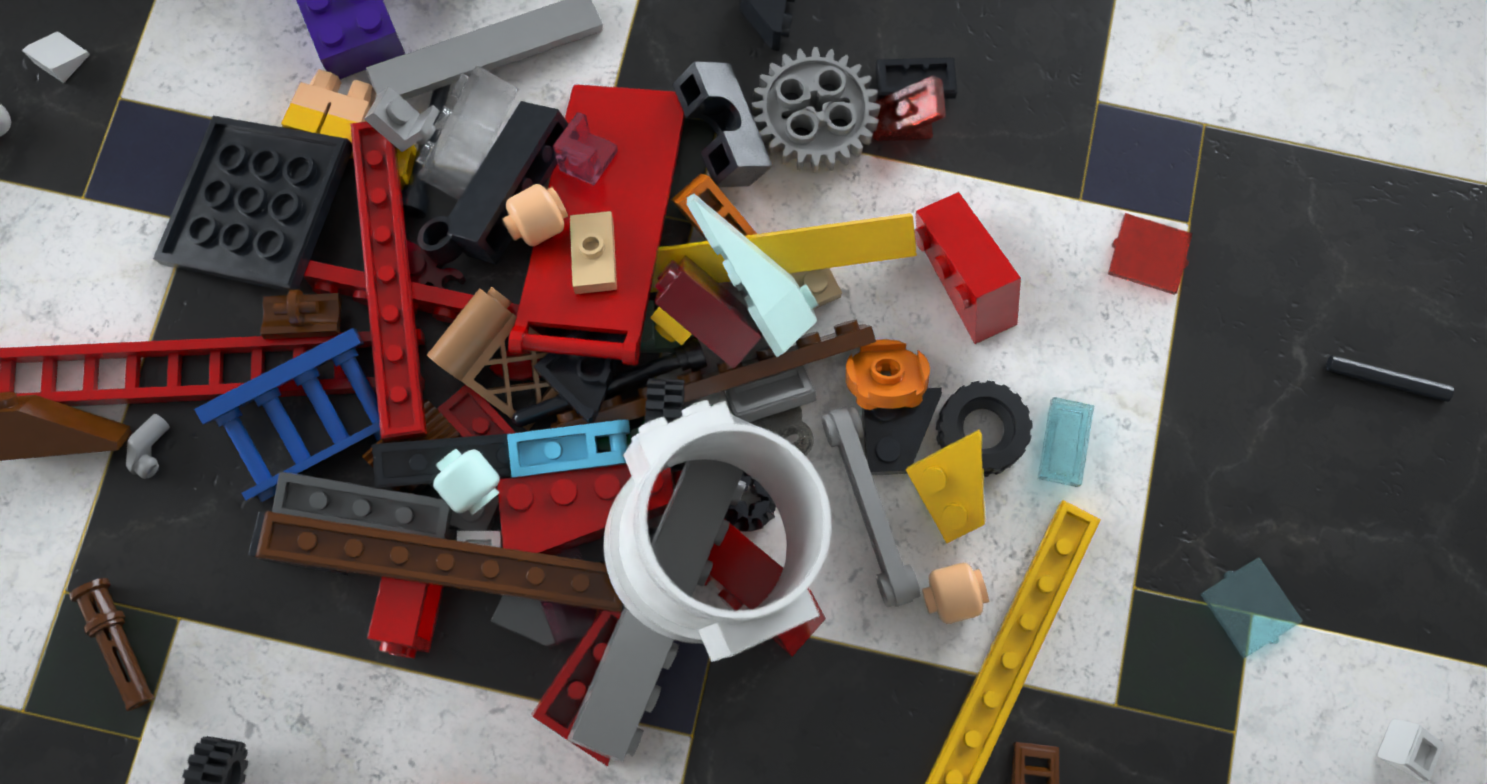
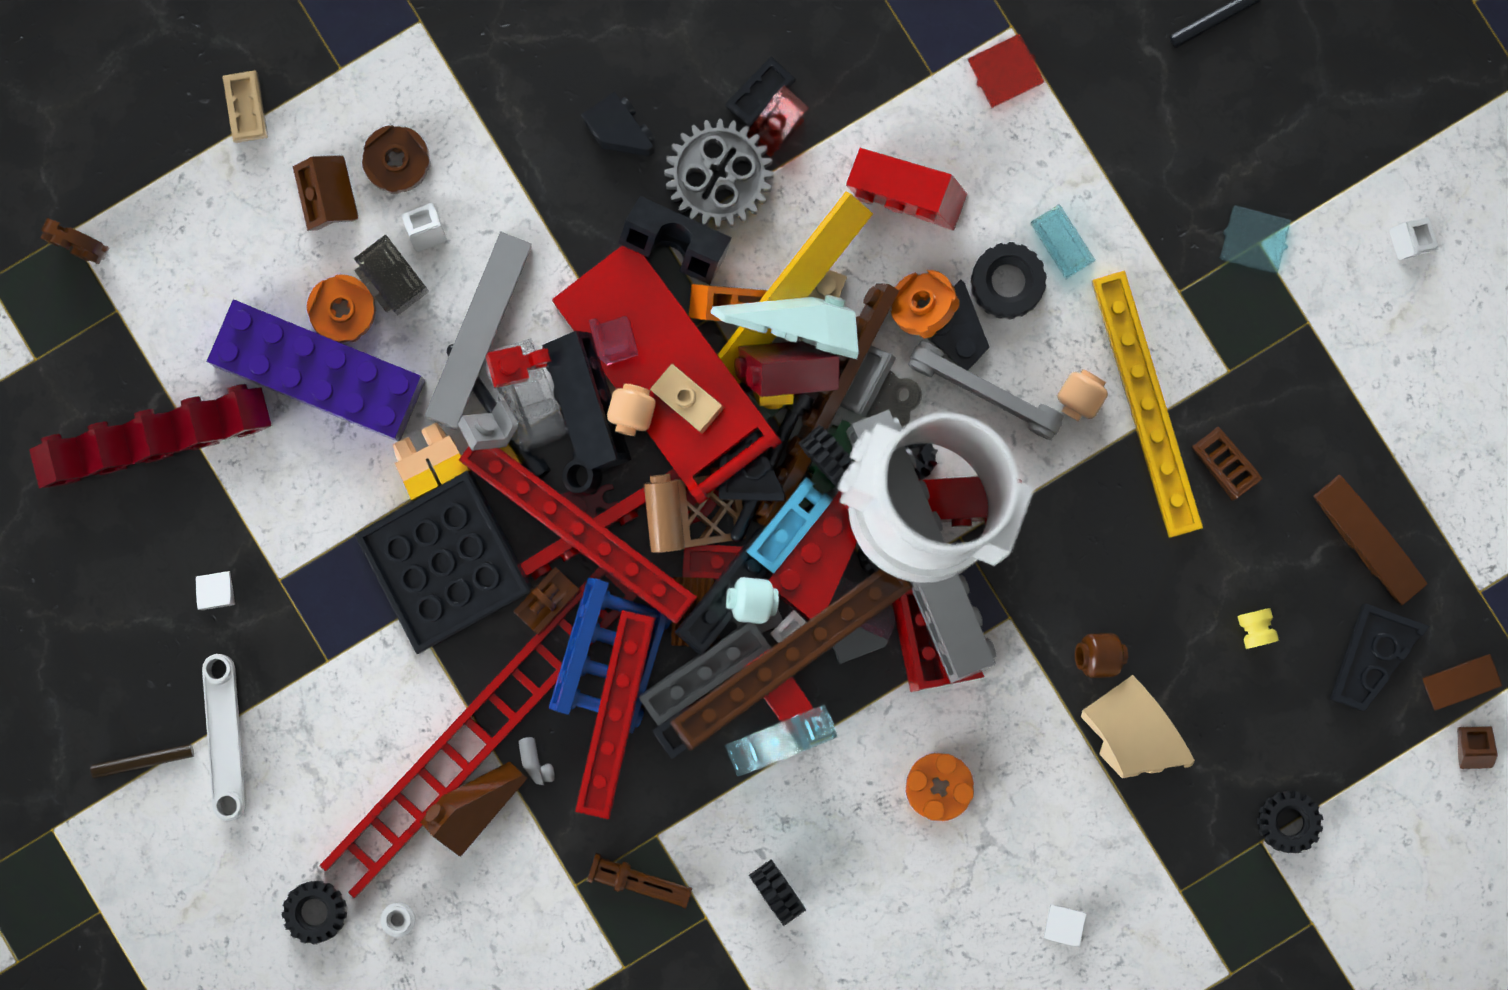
camera: 40 degrees left, 10 degrees up
(244, 468) = (615, 714): none -> red tile
(361, 638) = (781, 740): none -> clear light blue slope
(474, 87) = (512, 367): none -> red plate
(953, 486) = (1023, 334): yellow wing -> none

